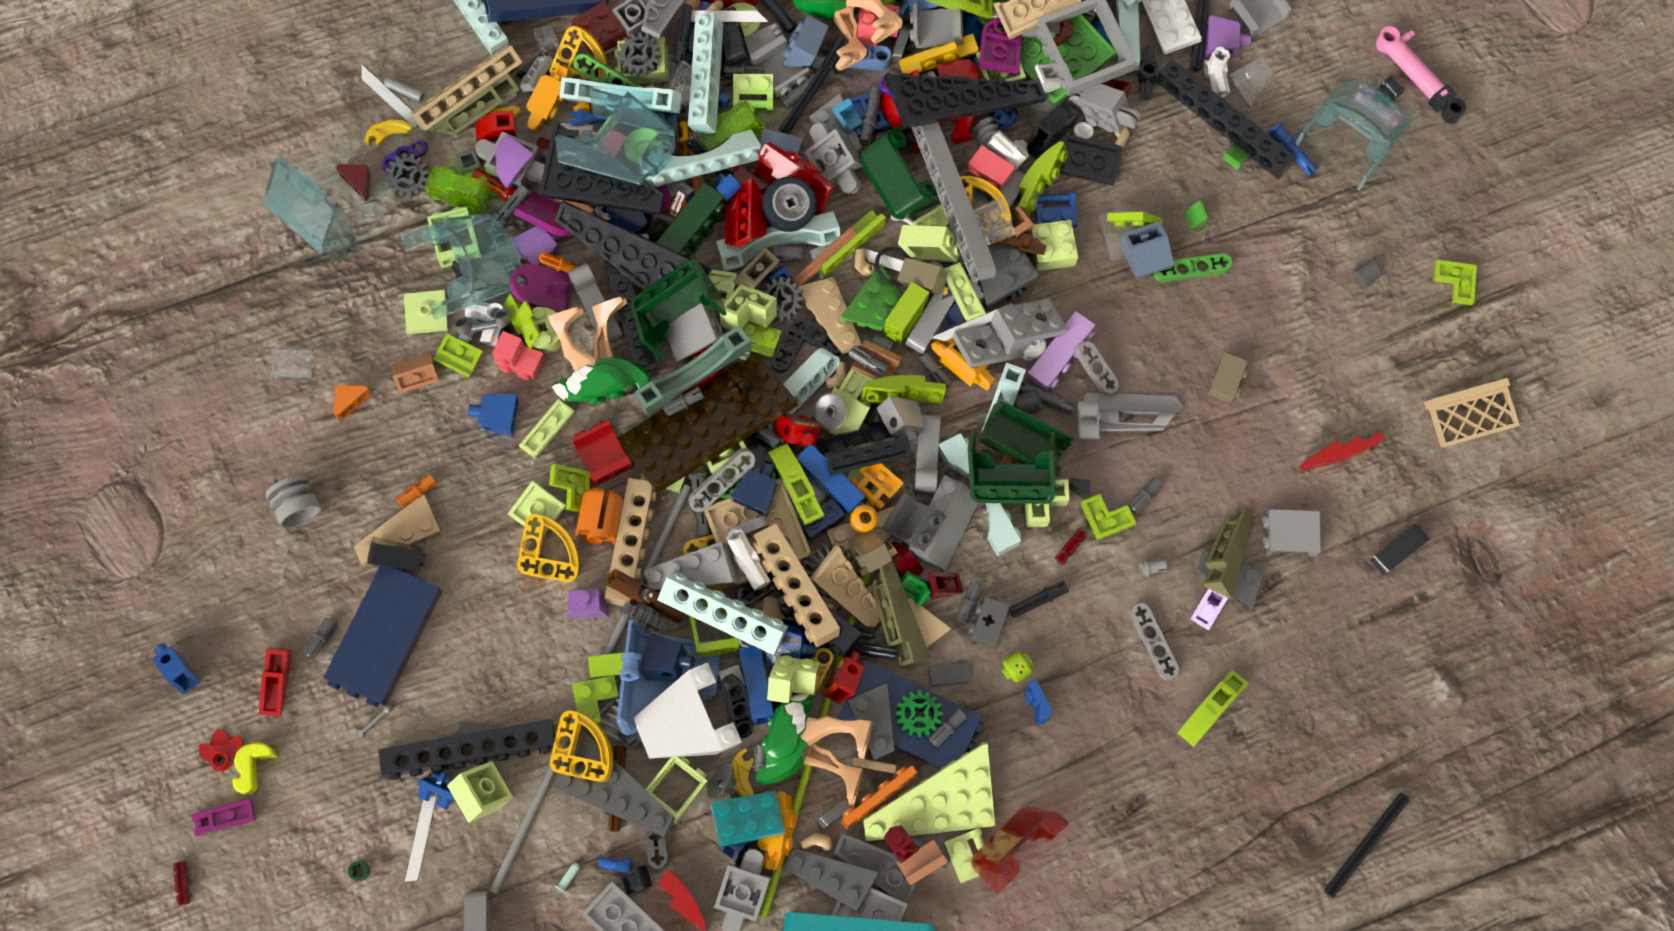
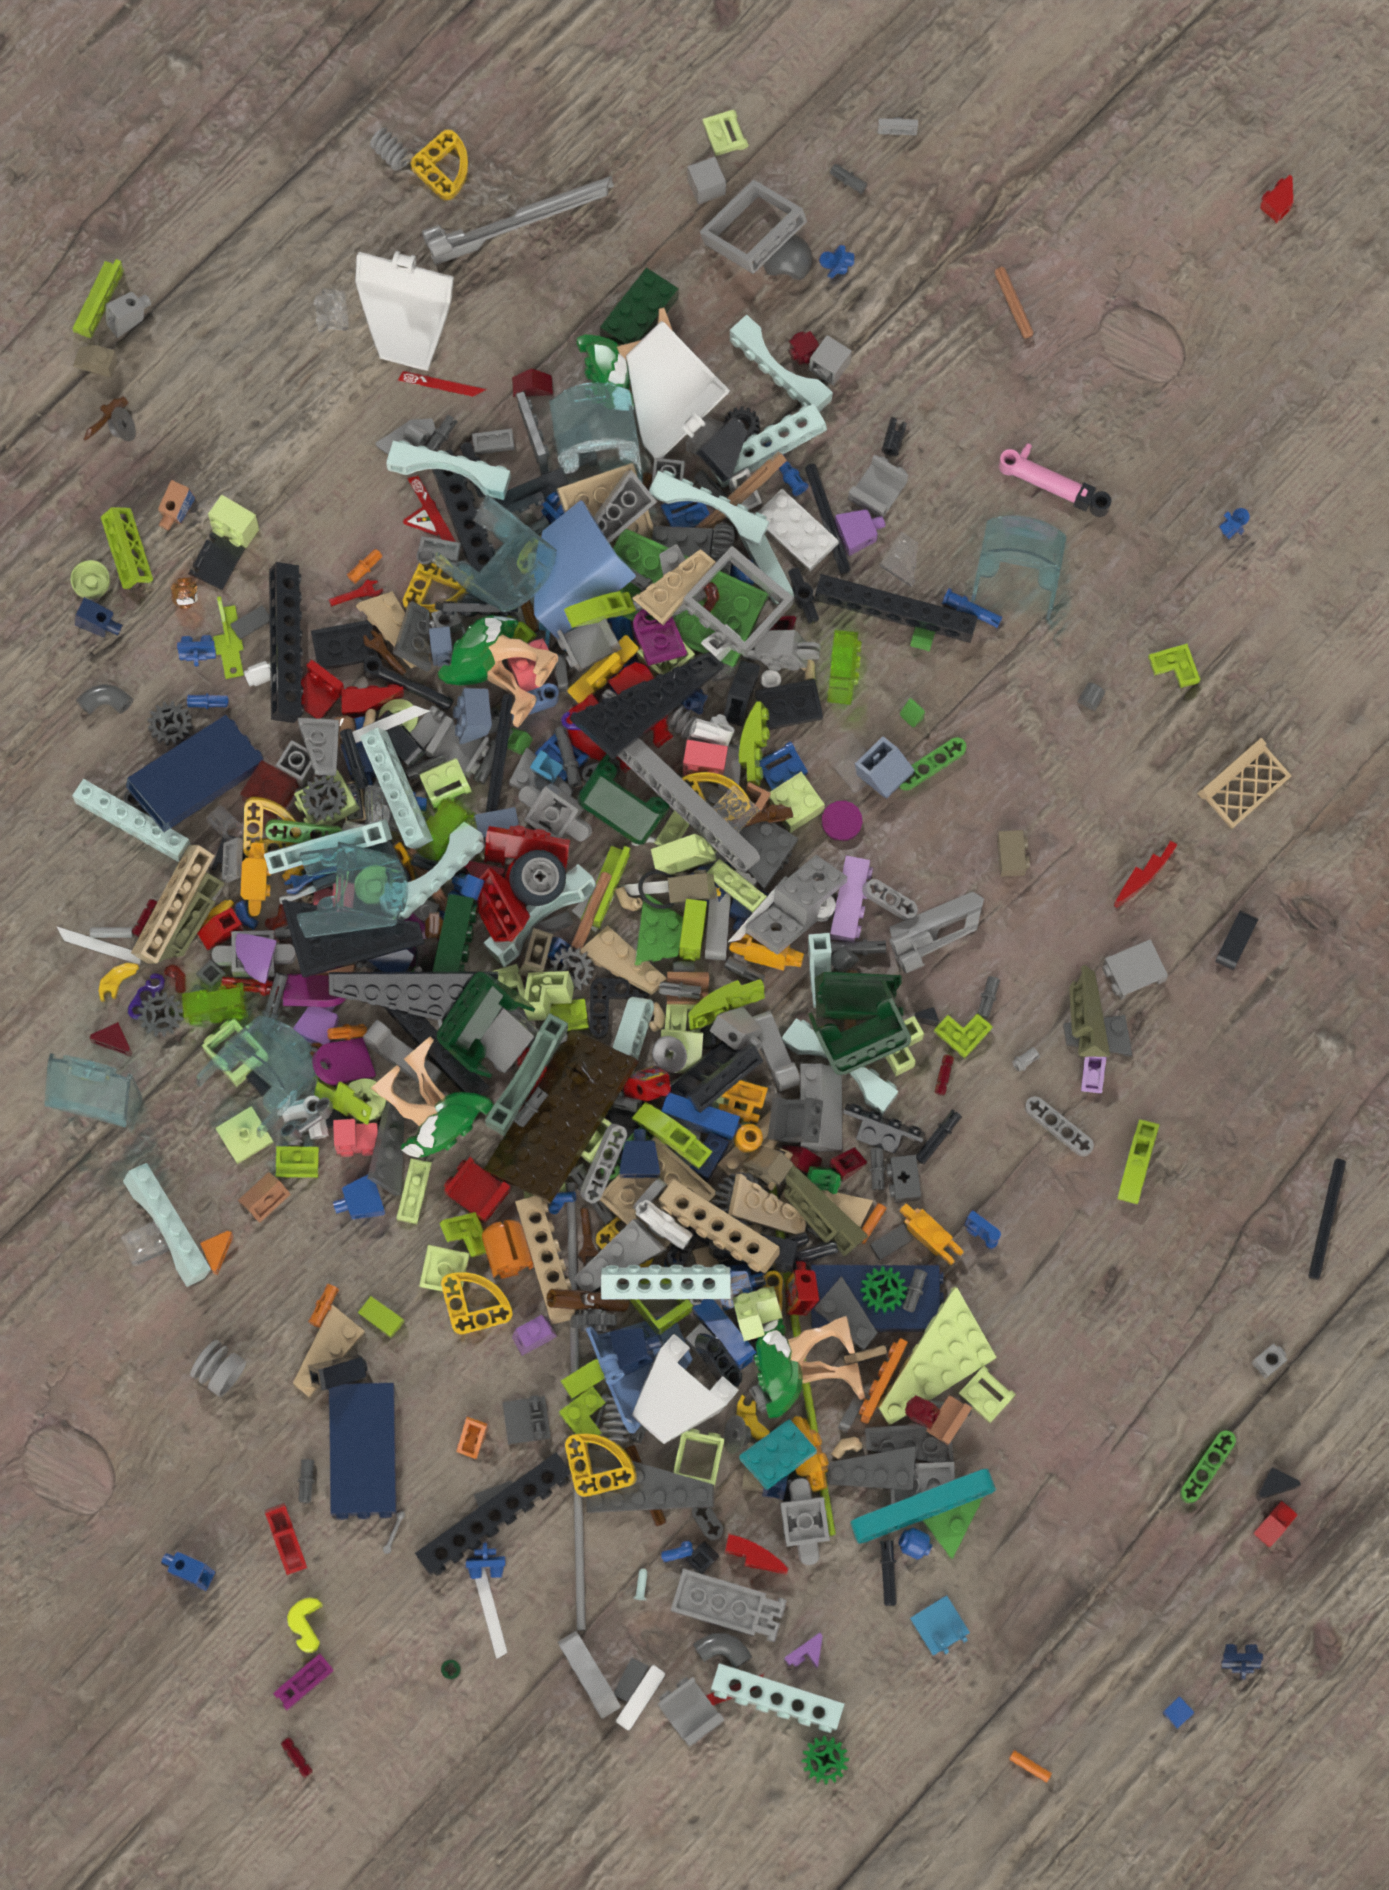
camera: 25 degrees left, 0 degrees up
(220, 747) = (266, 1621): red plate -> none
(318, 356) = (185, 1253): none -> light aqua arch
(439, 87) = (144, 917): none -> dark red axle
(440, 150) = (179, 977): none -> clear red arm
(461, 525) = (381, 1317): none -> lime slope
(480, 791) = (526, 1546): yellowish green brick -> none
(484, 670) = (472, 1437): none -> orange slope
(522, 126) = (242, 913): none -> blue arm
(535, 389) = (387, 1157): none -> dark grey wing
(541, 678) = (526, 1420): none -> dark grey hinge
(669, 496) = (560, 1200): none -> blue arm
(675, 549) = (588, 1248): none -> reddish brown piece
(835, 86) = (519, 741): none -> bright green slope
(942, 647) = (873, 1220): none -> orange piece
(988, 682) = (929, 1233): none -> light orange hinge
(989, 570) = (882, 1131): none -> bracket
(995, 859) = (1012, 1385): clear red windscreen -> none
(1017, 666) = (948, 1206): lime head -> none
(1087, 281) = (842, 821): none -> magenta tile
(1137, 219) = (862, 743): lime plate -> none
(1152, 148) = (843, 665): none -> clear neon green wedge
(1216, 71) = (866, 565): white piece -> none
(1392, 87) = (1034, 507): black bush -> none
(1570, 179) = (1235, 522): none -> blue hips

